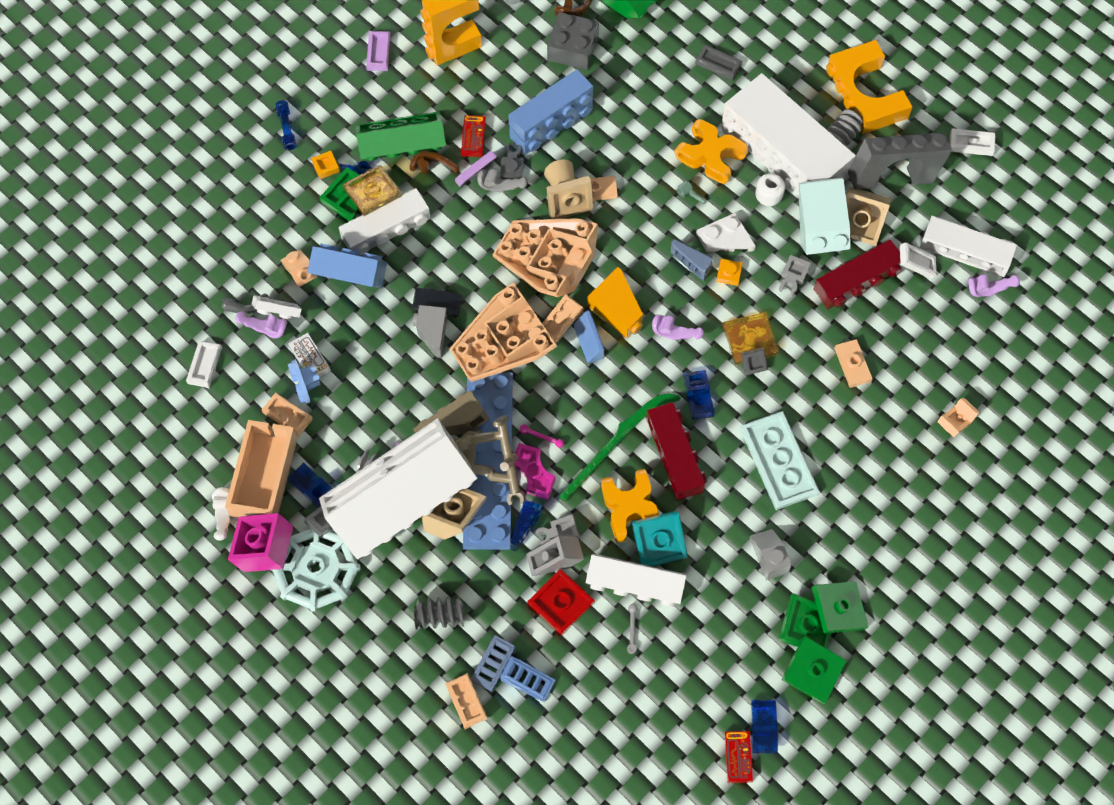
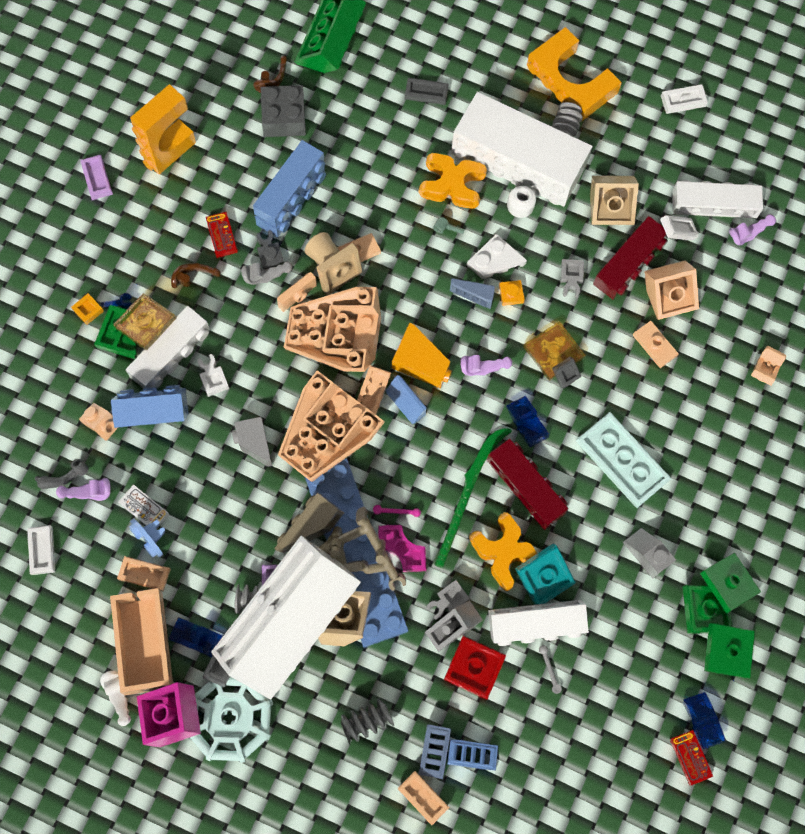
camera: 25 degrees left, 5 degrees up
(284, 309) = (101, 469): white plate -> none
(288, 138) = (24, 267): clear blue bar -> none
(400, 136) = (151, 256): slope -> none
(416, 261) = (212, 379): none -> white plate
(437, 298) = (247, 410): black slope -> none
(475, 168) = (236, 267): lavender tile -> none
(523, 208) = (296, 292): none -> light nougat plate
(527, 518) = (414, 598): clear blue slope -> none
(823, 216) = (582, 213): light aqua slope -> none
(877, 153) = (647, 127): dark grey arch -> none
(889, 317) = (672, 289): none -> light nougat slope

